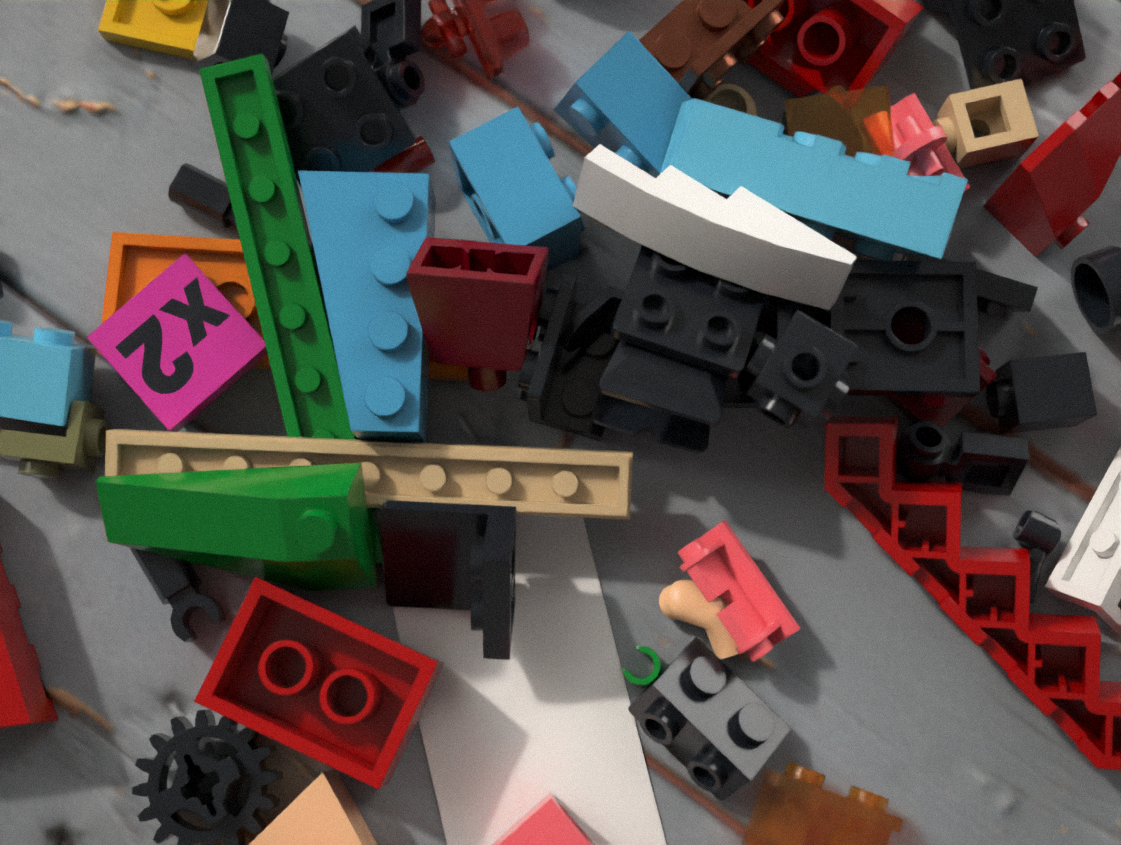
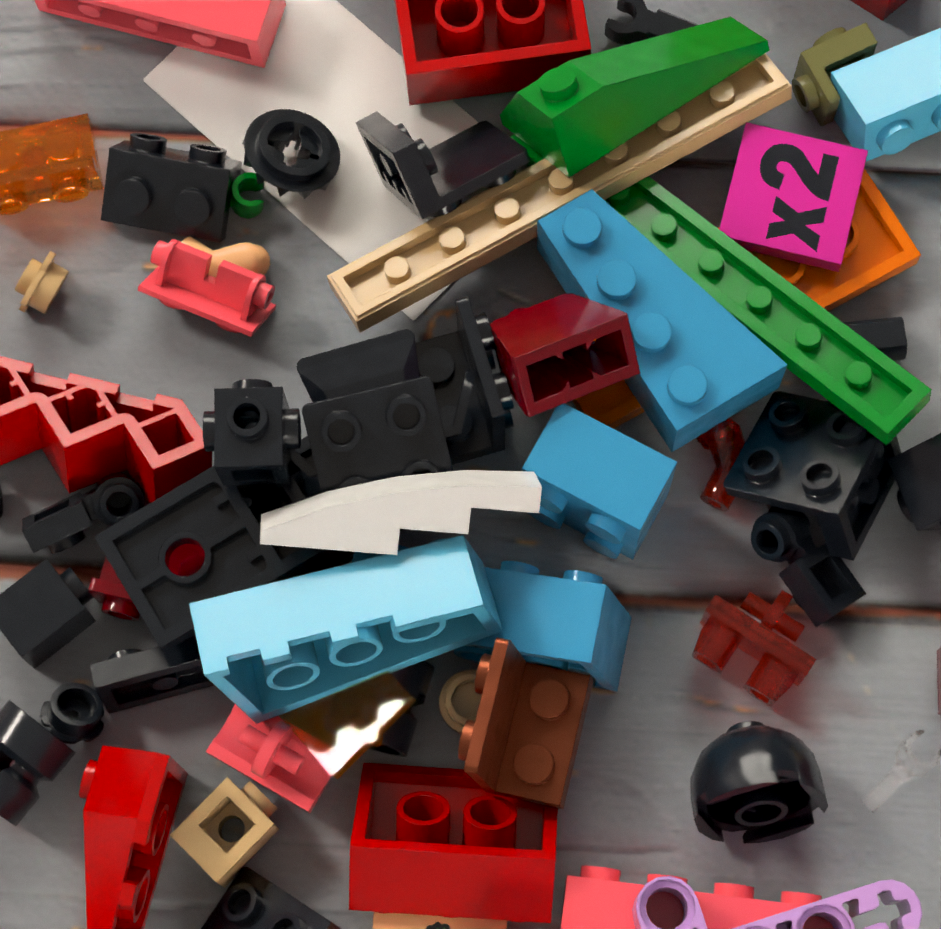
camera: 150 degrees right, 5 degrees down
(555, 676) = (315, 146): none -> black gear
(881, 697) = (41, 283): none -> tan plate
(1075, 298) = (75, 701): none -> black plate

